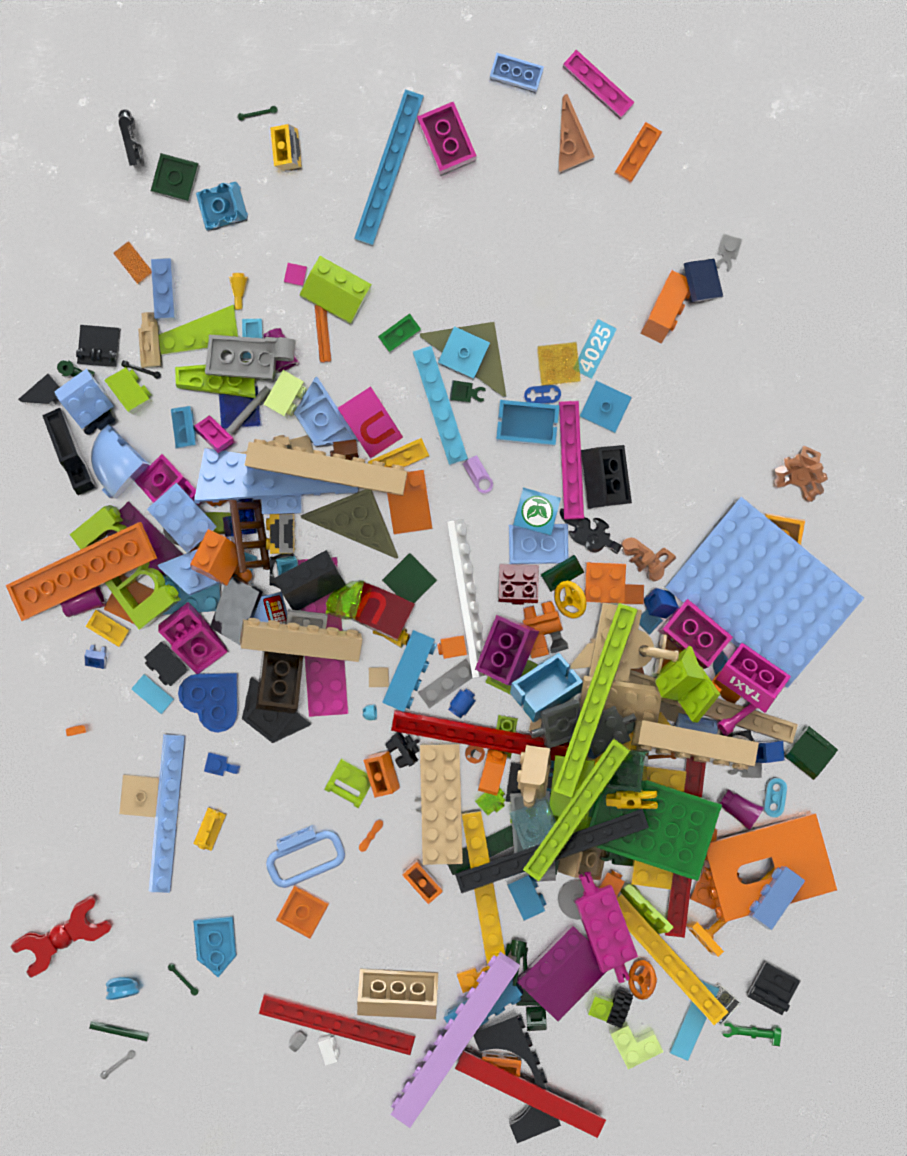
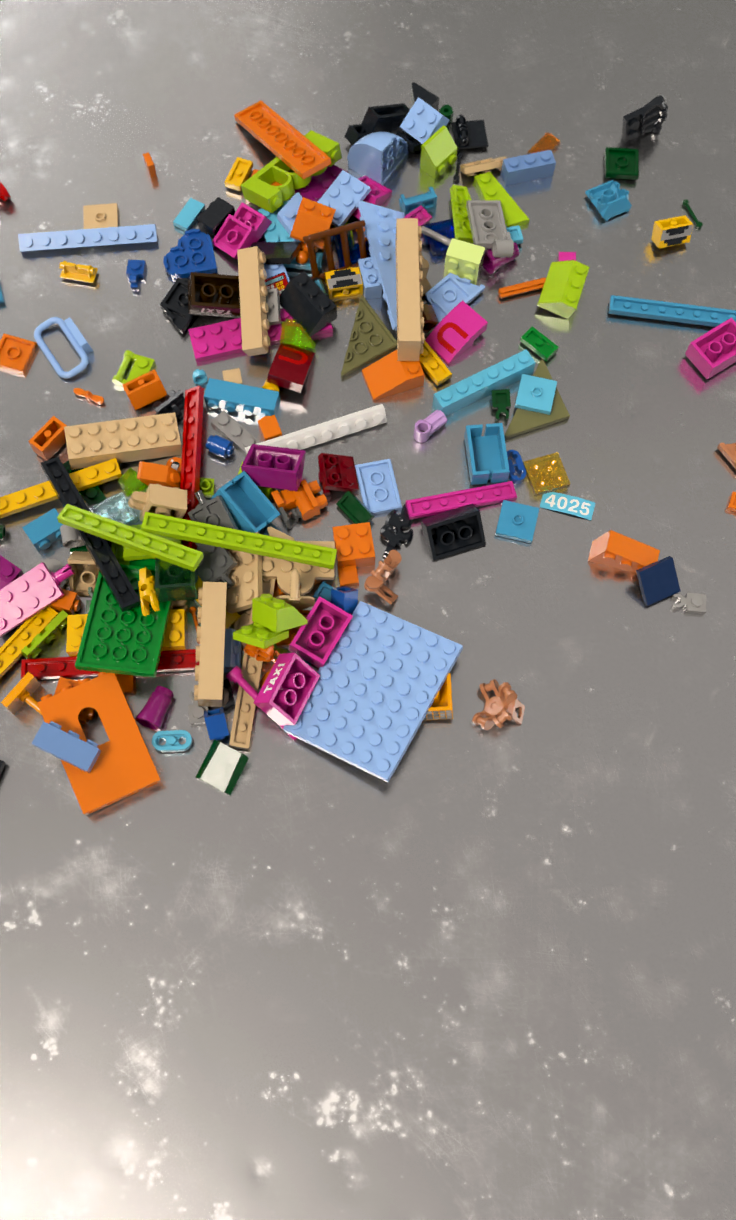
camera: 75 degrees right, 20 degrees down
(84, 602) = (257, 151): magenta plant -> none
(95, 658) = (212, 168): tile -> none
(238, 284) = (546, 220): yellow cone -> none
(409, 579) = (323, 388): dark green tile -> none
(537, 511) = (407, 478): slope -> none
(573, 597) = (332, 519): yellow piece -> none

